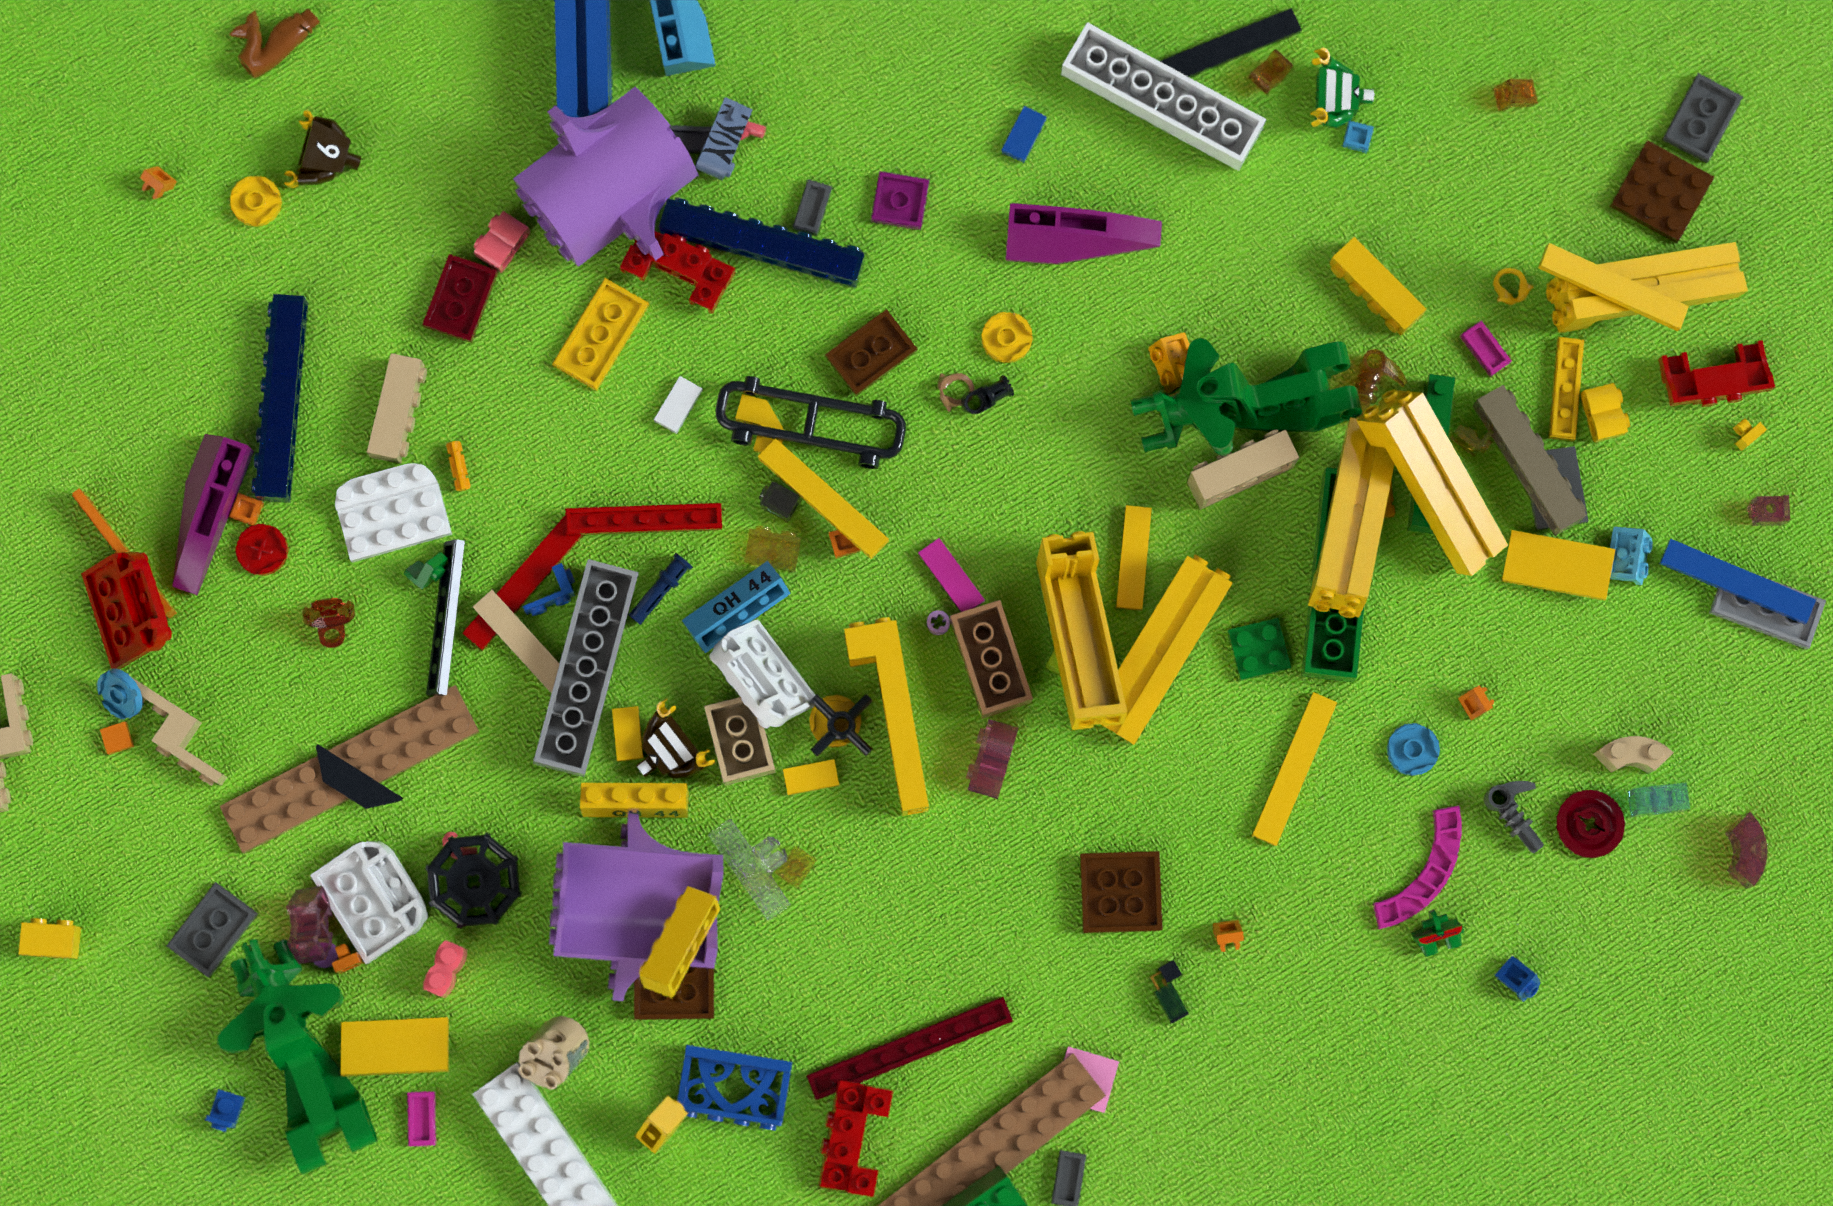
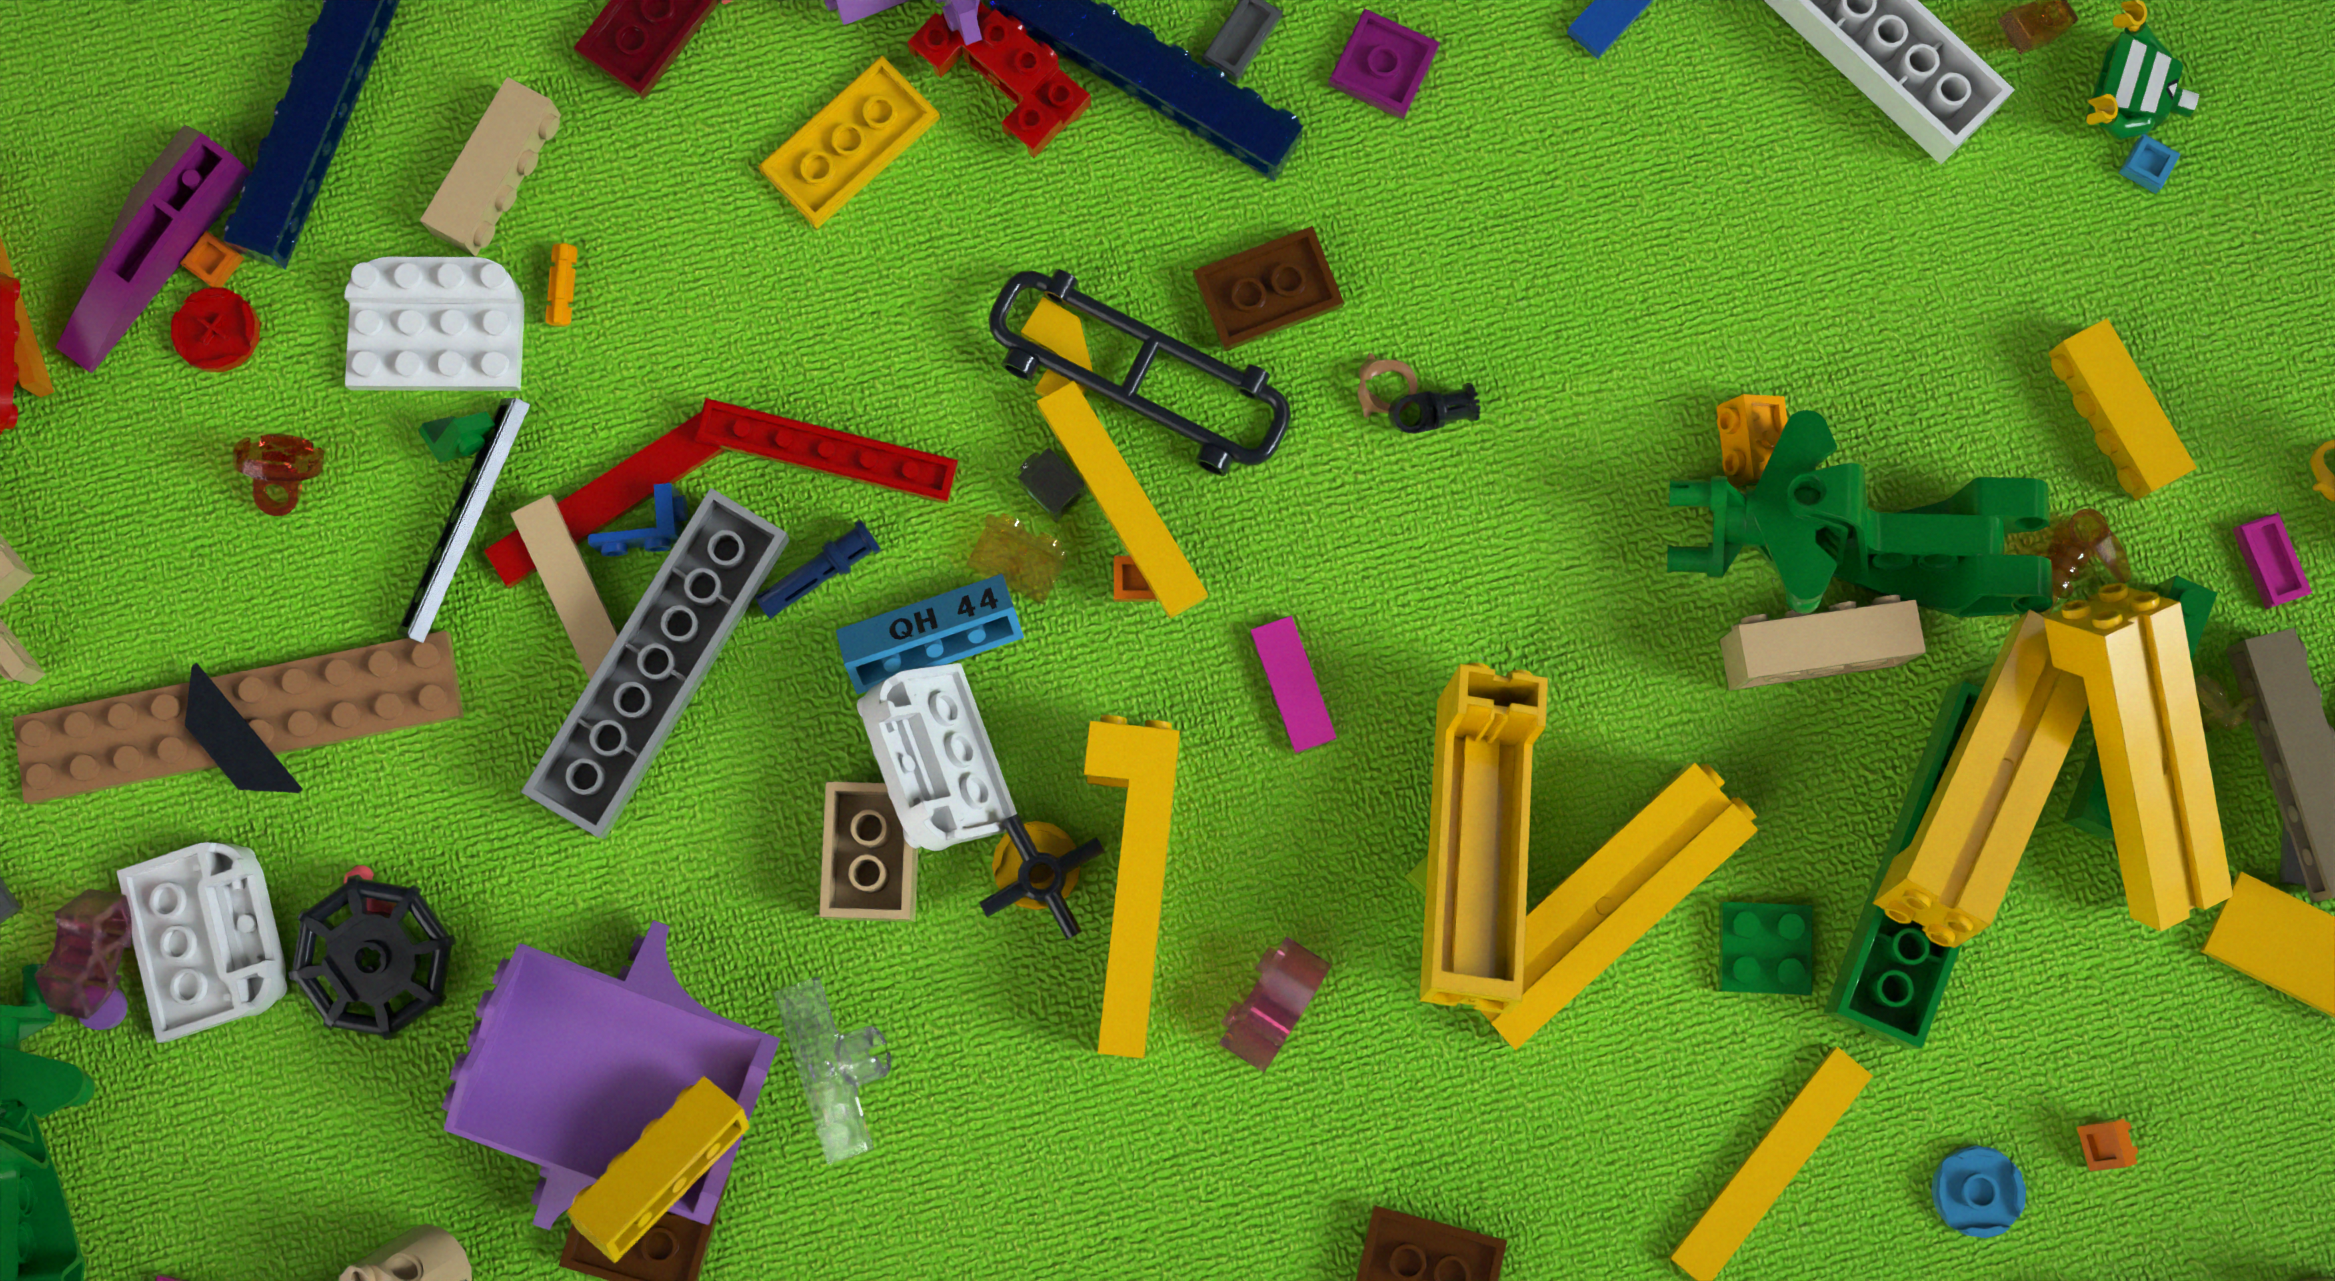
camera: 20 degrees right, 0 degrees up
(346, 959) = (129, 1025): orange tile -> none
(395, 1046) = (161, 1193): yellow tile -> none
(448, 962) = (276, 1098): coral brick -> none
(627, 733) = (696, 789): yellow tile -> none
(645, 799) = (671, 900): yellow brick -> none
(669, 747) = (754, 832): torso -> none
(678, 405) = (937, 286): white tile -> none
(796, 867) = (899, 1091): clear yellow bracket -> none
(811, 777) = (969, 946): yellow tile -> none
(934, 615) = (1248, 739): lavender bush -> none
(991, 659) = (1319, 838): medium nougat brick -> none
(1007, 337) = (1492, 325): yellow tile -> none
(1075, 234) = (1649, 190): magenta wedge -> none
(1133, 558) = (1599, 738): yellow tile -> none

